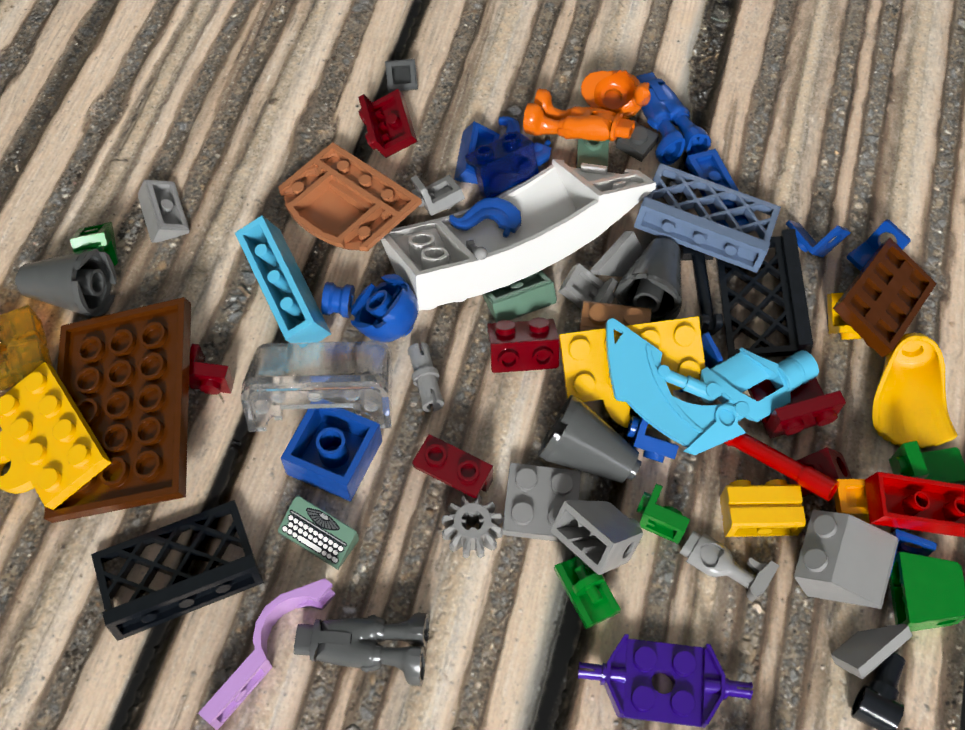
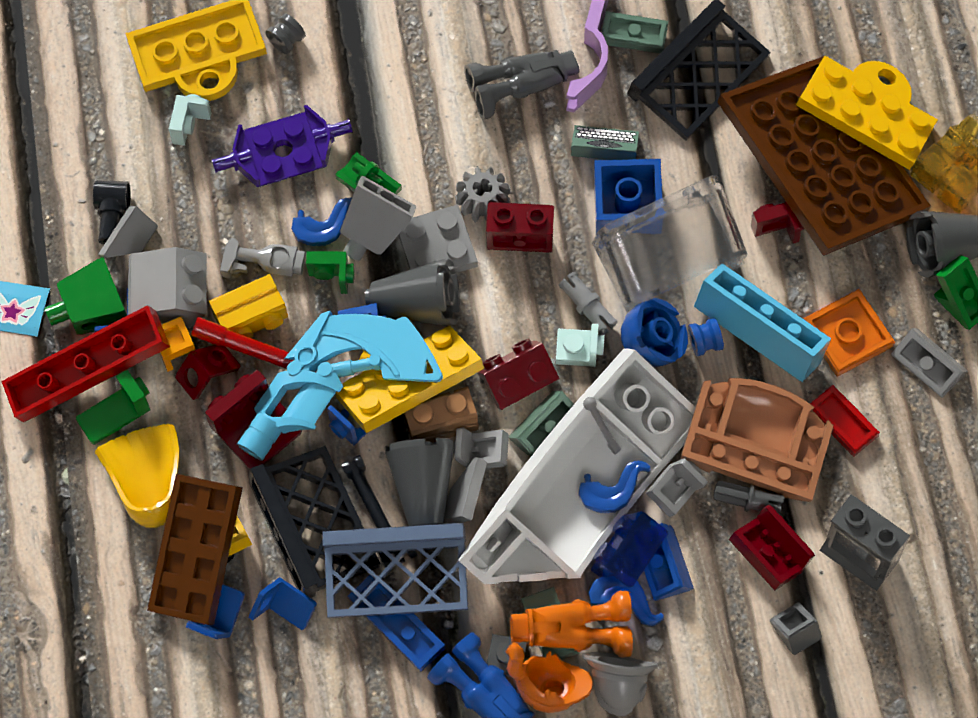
camera: 160 degrees right, 5 degrees up
(210, 262) = (854, 332): none -> orange tile
(212, 642) = (634, 32): none -> sand green plate
(265, 194) = (848, 423): none -> red tile
(315, 72) = (864, 542): none -> dark grey window
(382, 164) = (746, 497): none -> dark grey axle
(453, 344) = (579, 346): none -> light aqua bracket
(558, 77) = (618, 681): none -> light grey piece
(654, 568) = (320, 232): none -> blue piece

